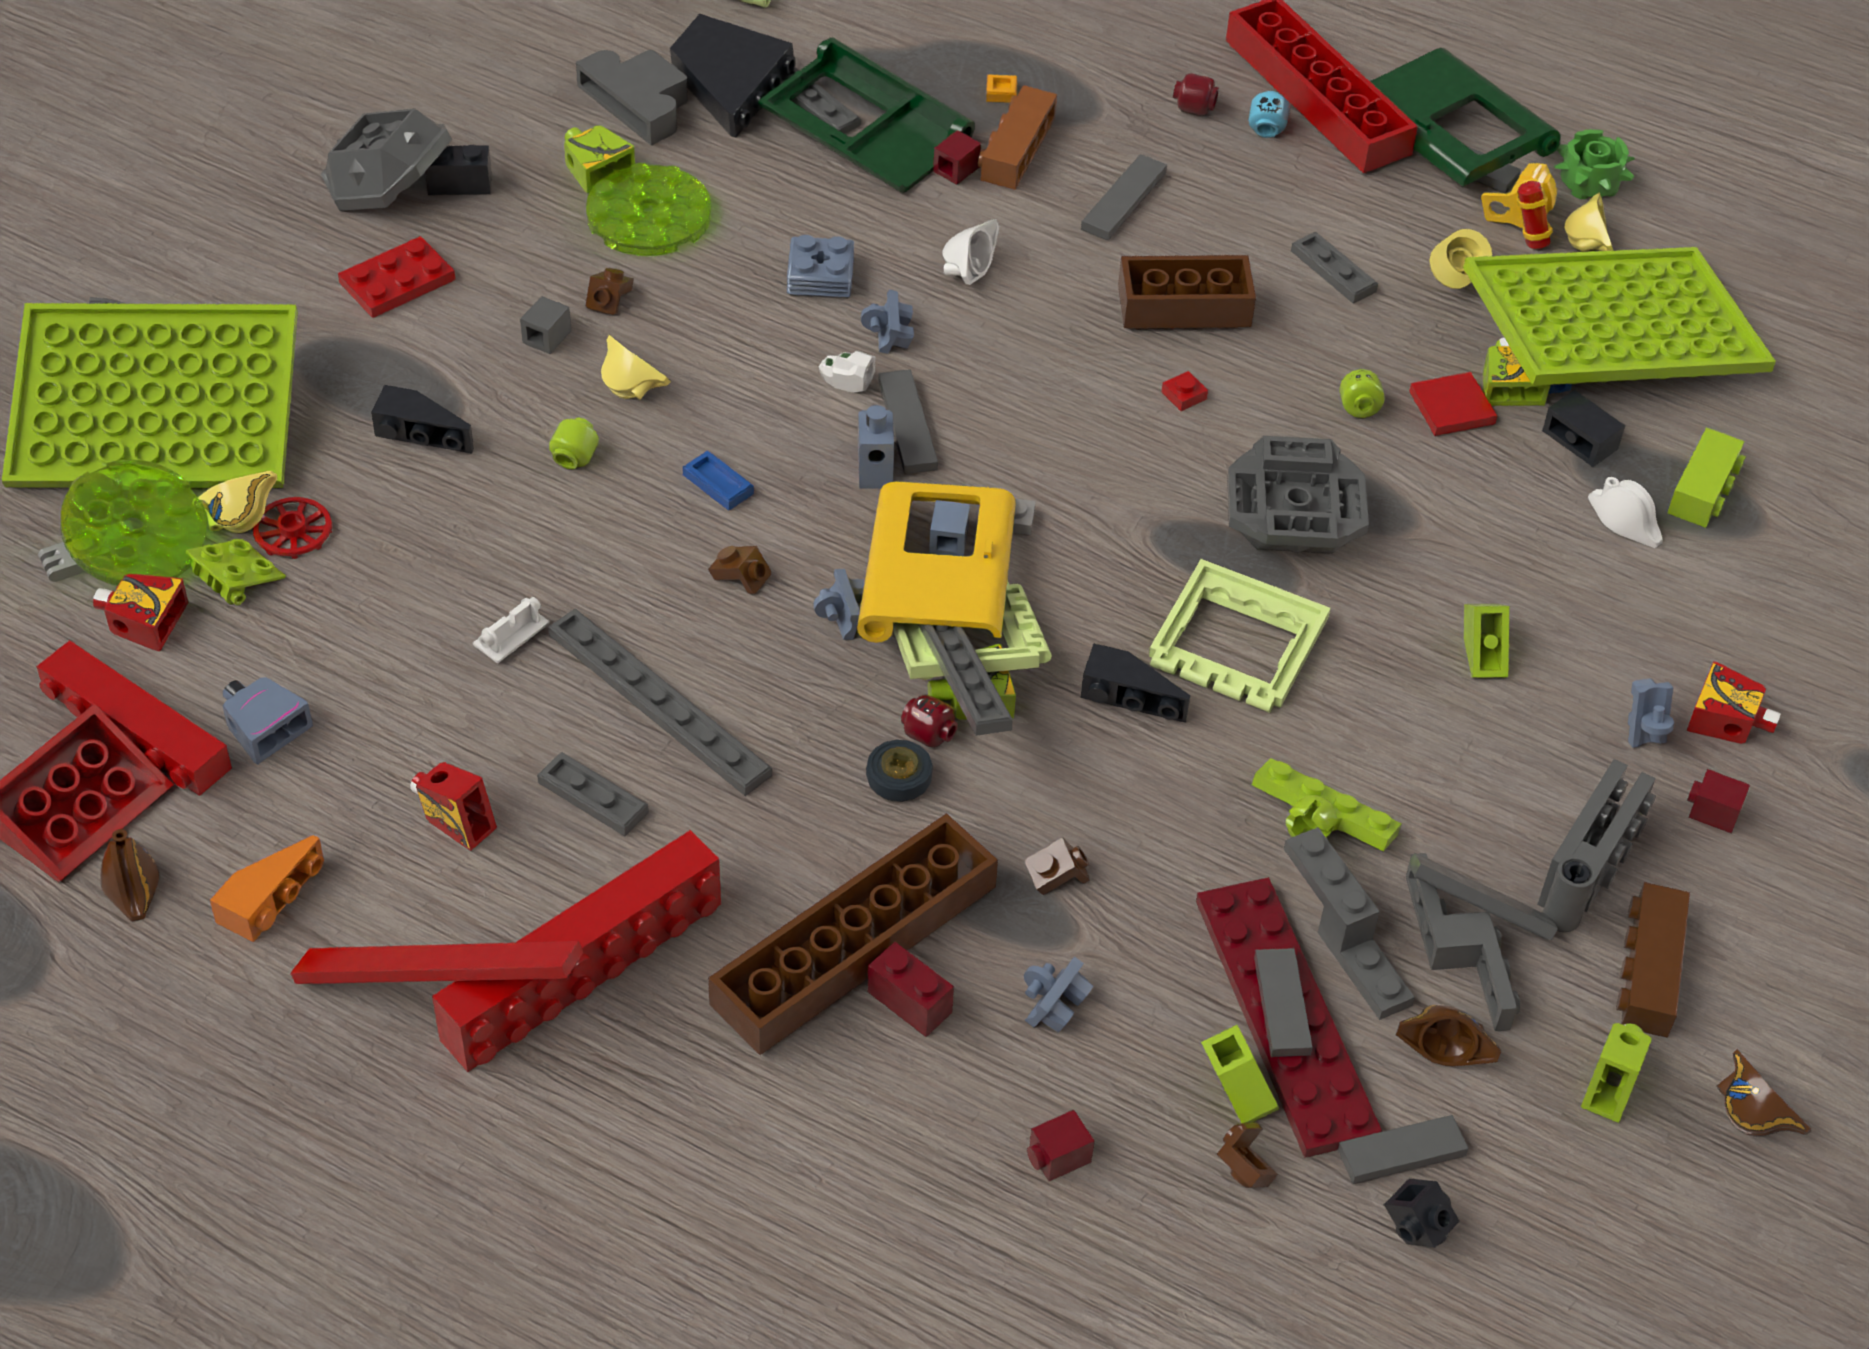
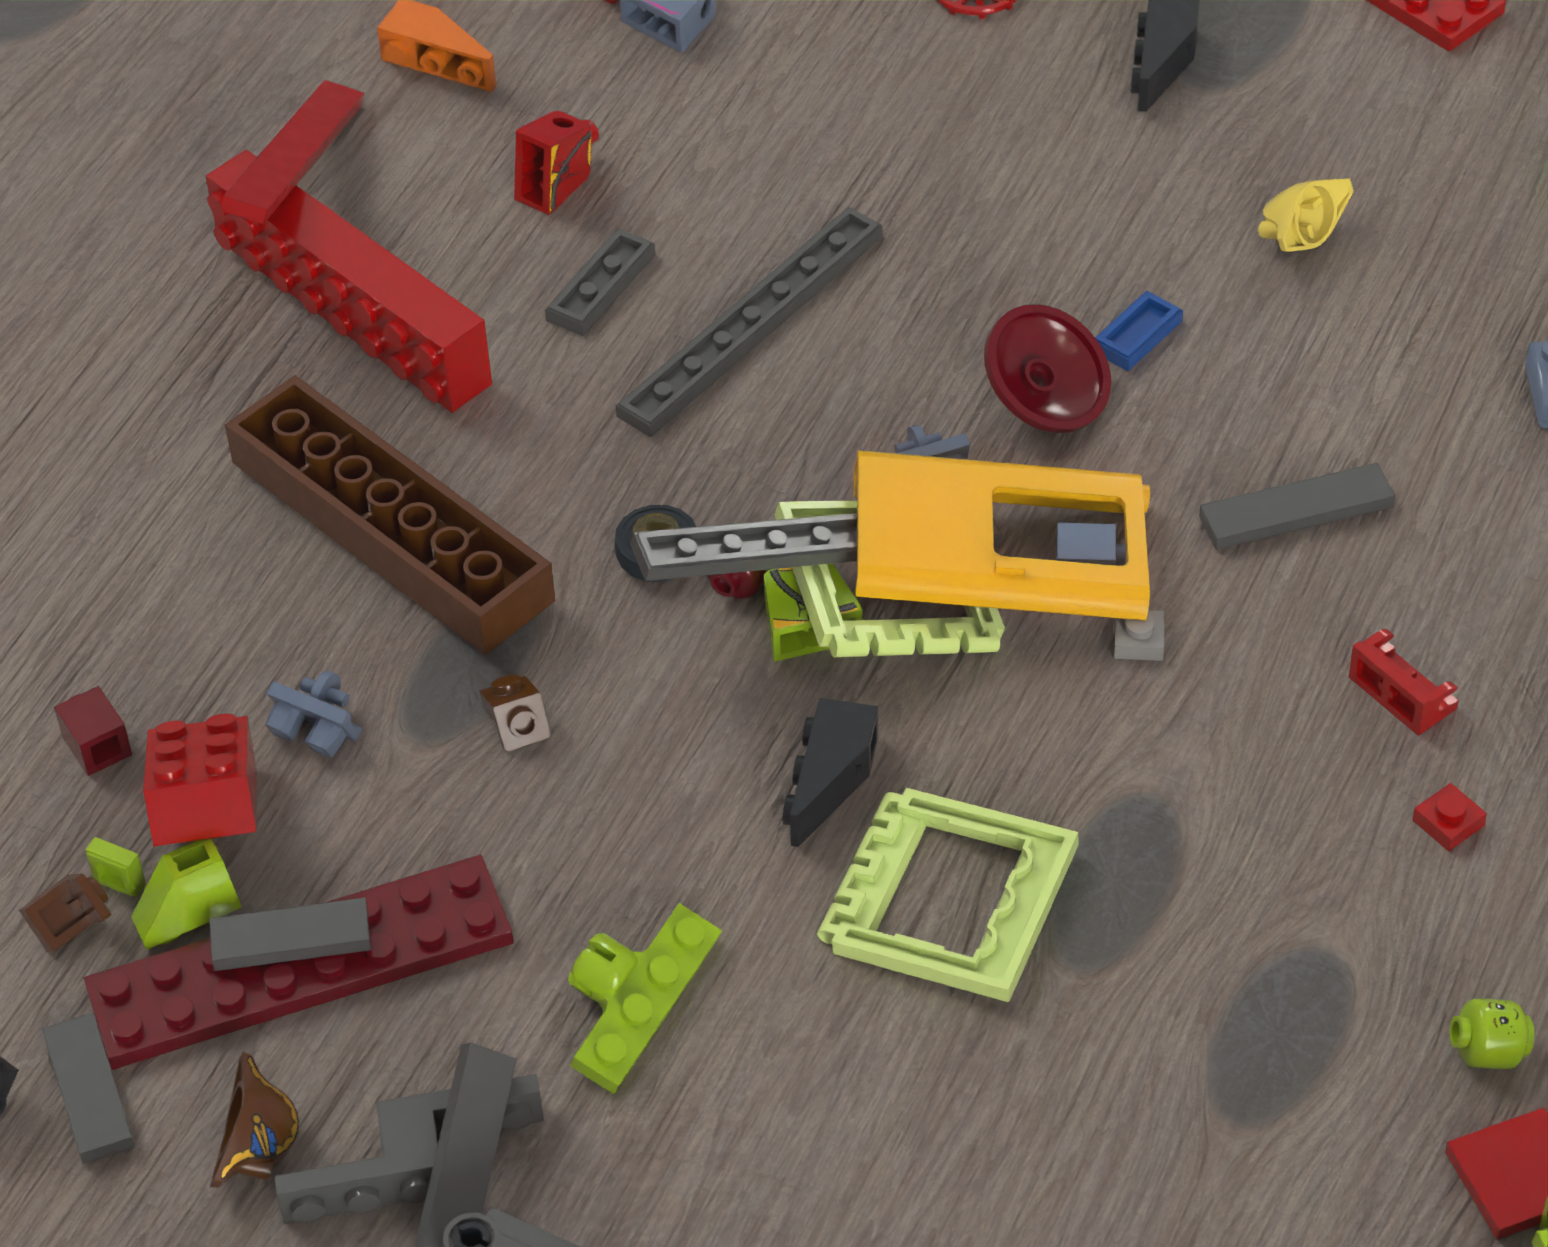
camera: 90 degrees right, 0 degrees up
(512, 631) = (839, 178): white hinge -> none
(545, 325) = (1370, 130): dark grey brick -> none
(573, 443) = (1158, 183): lime head -> none
(606, 289) = (1465, 178): reddish brown bracket -> none
(743, 564) = (967, 368): reddish brown bracket -> none
(771, 522) = (1060, 358): none -> dark red dish
(848, 371) = (1374, 433): white rock -> none
(875, 433) = (1210, 459): sand blue torso -> none
(890, 322) = (1483, 455): sand blue hips -> none
(910, 989) = (312, 574): dark red brick -> none
(1078, 394) = (1399, 685): none -> red hinge
(1144, 1049) = (200, 780): none -> red brick
(1203, 1127) = (115, 867): none -> lime tile
(1297, 496) = (1234, 895): dark grey piece -> none
(1349, 923) = (423, 1007): dark grey bracket -> none
(1487, 639) = (987, 1194): lime slope -> none

